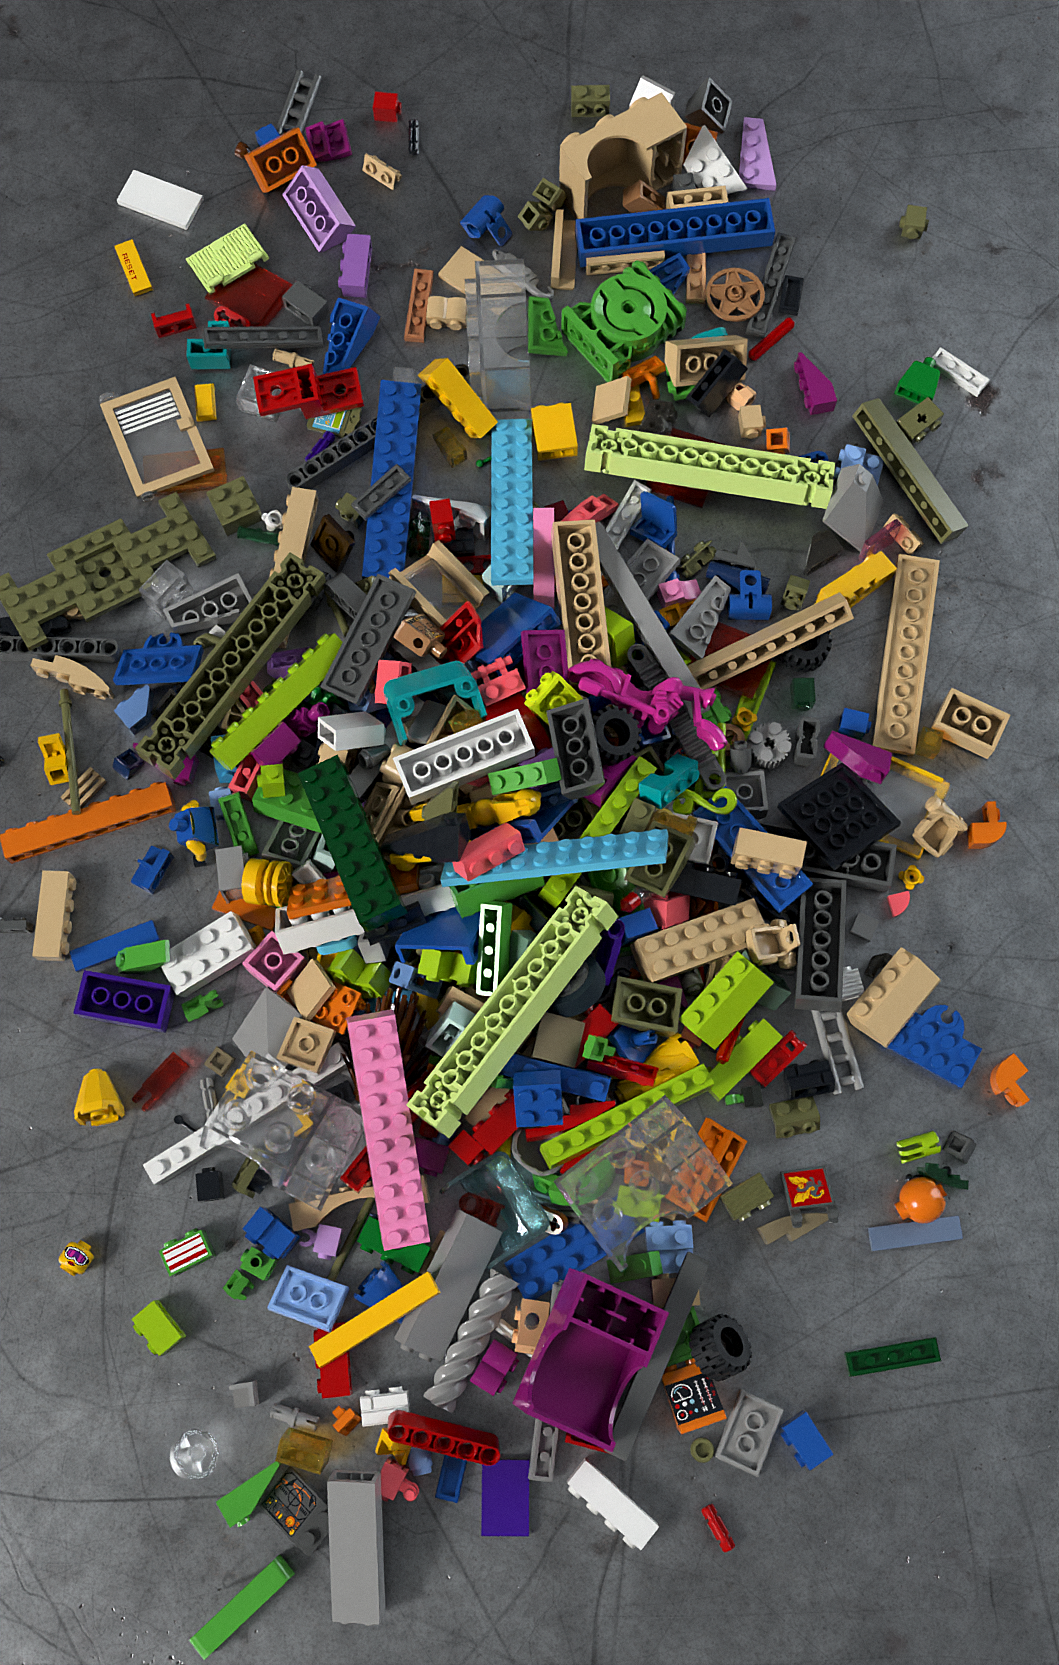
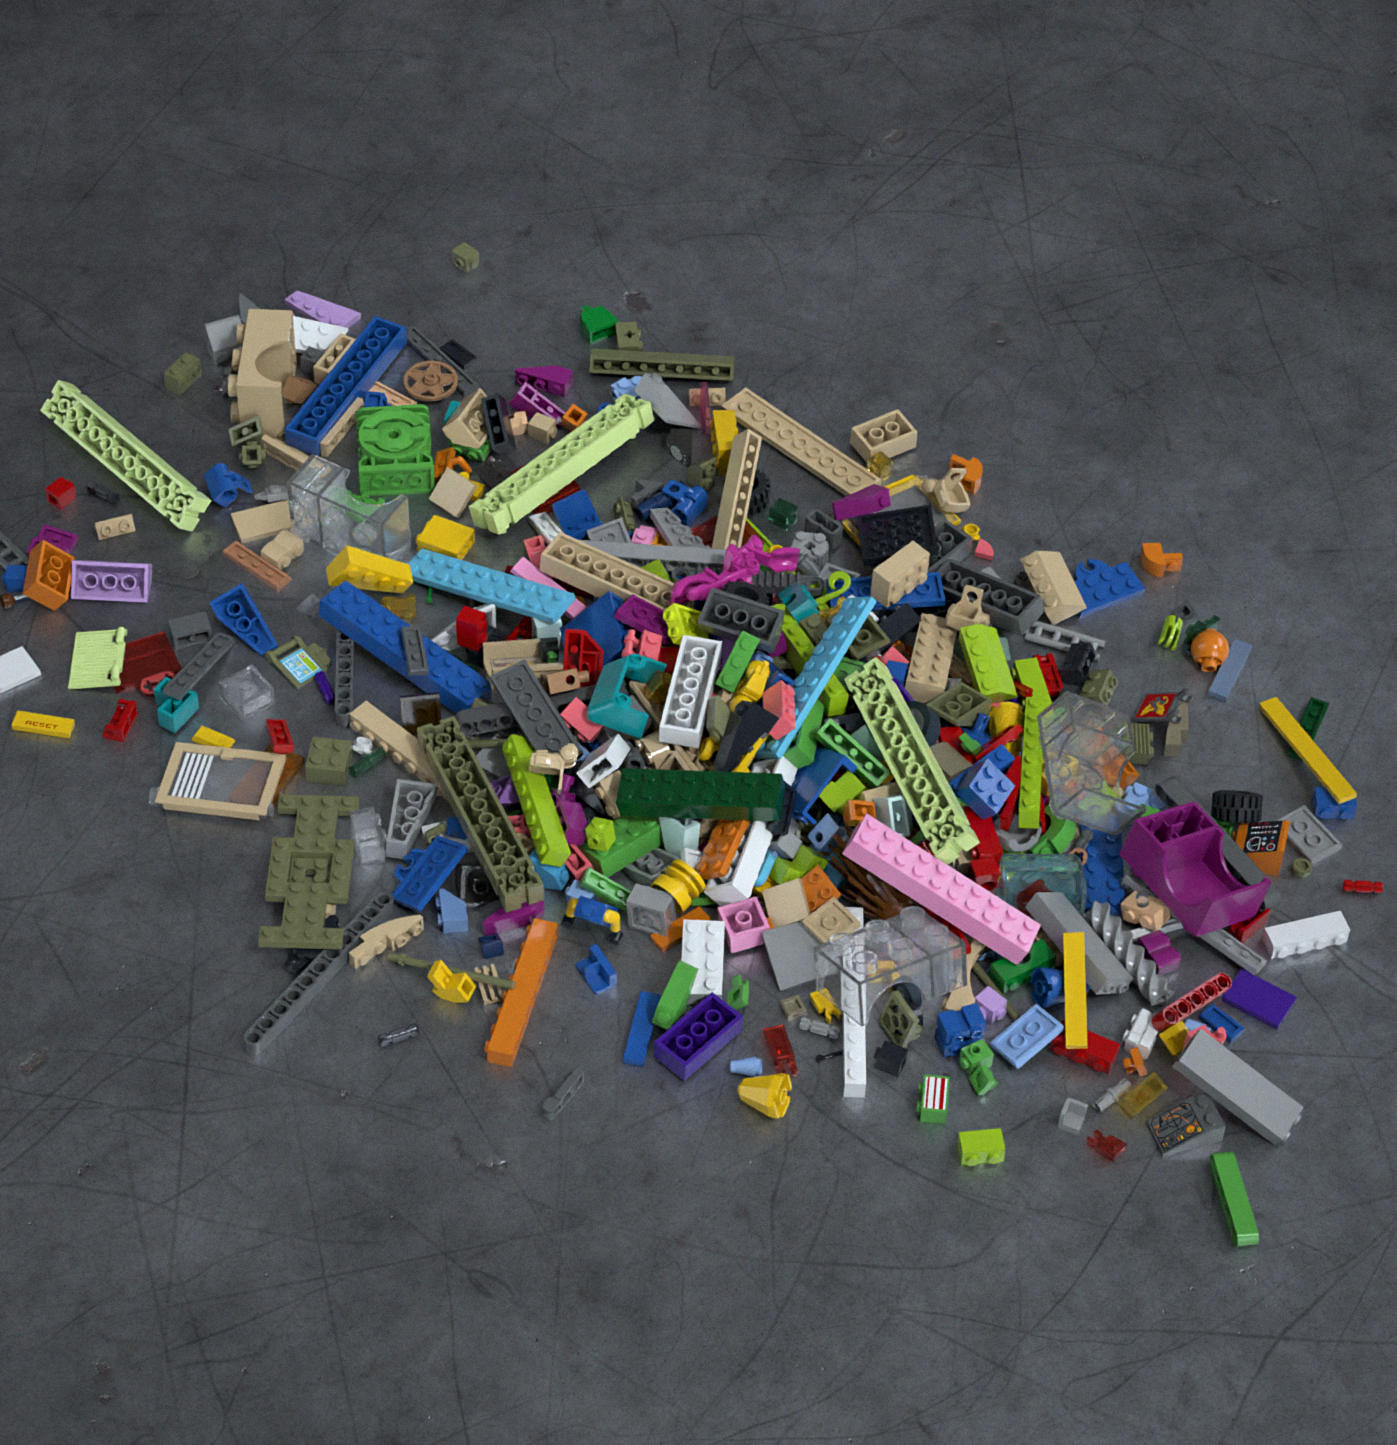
camera: 60 degrees left, 25 degrees down
(54, 916) = (586, 1050): tan brick -> none
(76, 1258) = (885, 1173): yellow head -> none
(125, 1064) = (748, 1066): none -> light blue cone
(193, 1454) = (1097, 1168): clear cylinder -> none
(232, 449) = (279, 736): none -> red plate
(232, 1449) = (1108, 1147): none -> clear red plate
(244, 1499) = (1152, 1152): bright green slope -> none
(291, 359) = (231, 663): tan pin -> none
(308, 391) = (278, 658): red bracket -> none
(311, 692) = (554, 763): none -> tan piece
(346, 511) = (398, 688): olive brick -> none
(355, 265) = (186, 582): medium lavender brick -> none
(425, 998) = (855, 811): none -> orange slope
(455, 124) = (125, 456): none -> yellowish green brick
(473, 595) = (549, 650): none -> pearl dark grey piece
(771, 339) = (483, 378): red axle -> none
(773, 399) = (532, 401): none -> magenta slope
(852, 1377) = (1307, 750): none -> yellow tile
(854, 723) = (827, 496): blue brick -> none
(960, 372) = (609, 300): white tile -> none

